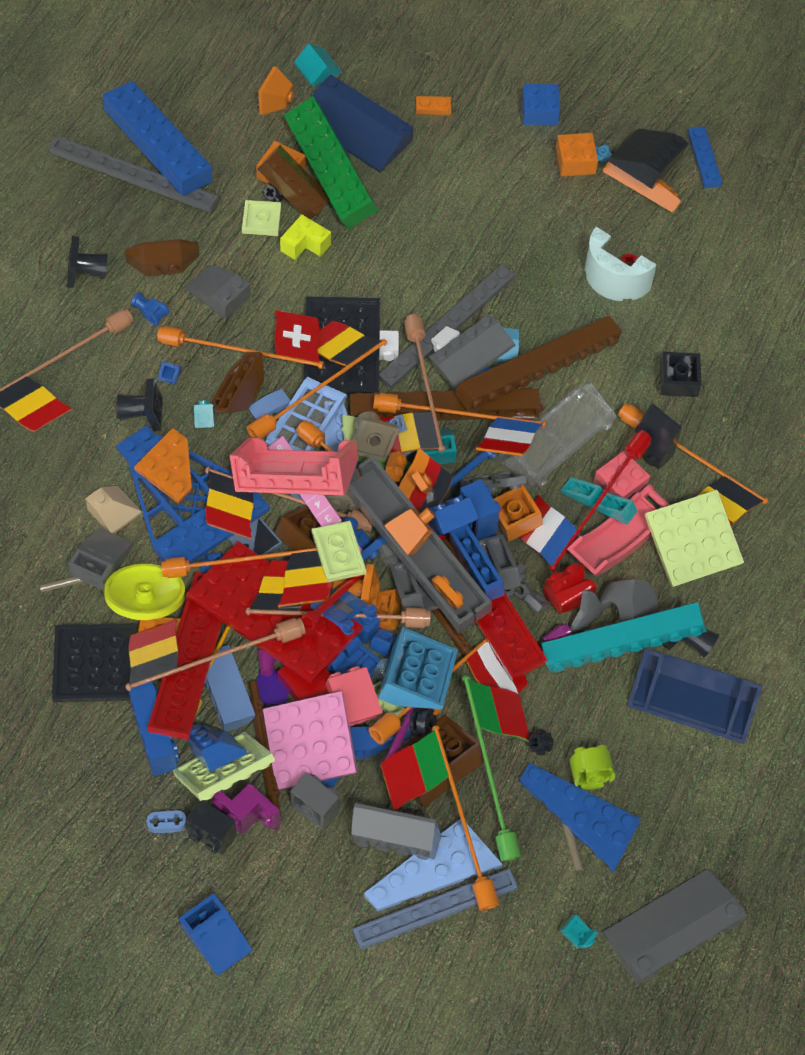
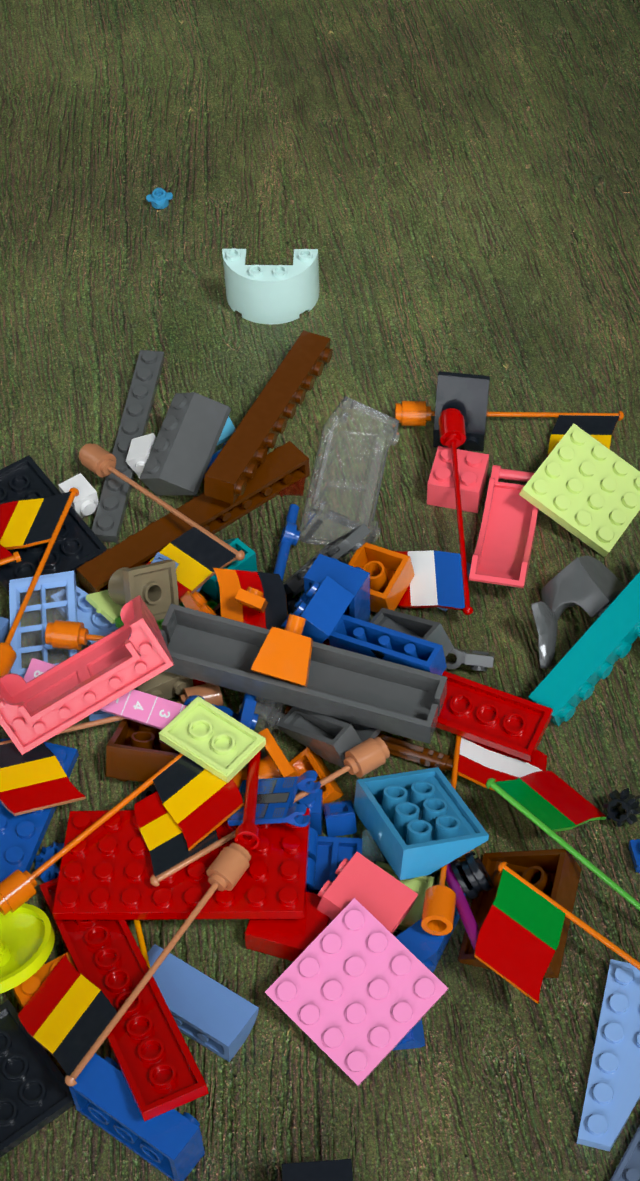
camera: 30 degrees left, 10 degrees down
(206, 784) = (274, 1100): yellowish green plate -> none
(214, 747) = (244, 1086): blue slope -> none
(247, 809) = (347, 1125): magenta bracket -> none
(261, 733) = (305, 1047): reddish brown axle -> none
(263, 538) = (100, 794): tile -> none
(266, 663) = (217, 934): magenta cone -> none
(271, 689) = (246, 967): dark purple piece -> none
(315, 800) = (424, 1062): dark grey brick -> none
(395, 831) = (556, 1028): slope -> none
(453, 597) = (391, 701): orange plate -> none
(503, 436) = (293, 502): flag -> none
(540, 104) = (56, 186): blue brick -> none
(558, 632) = (533, 677): magenta cone -> none
(566, 588) = (506, 619): red piece -> none
(576, 154) = (134, 210): orange brick -> none
(588, 494) = (442, 513): teal slope -> none
(649, 155) = (214, 168): black slope -> none
(660, 194) = (224, 199): orange wedge -> none
(680, 374) = (427, 345): black brick -> none
(704, 157) = (268, 150): blue plate -> none

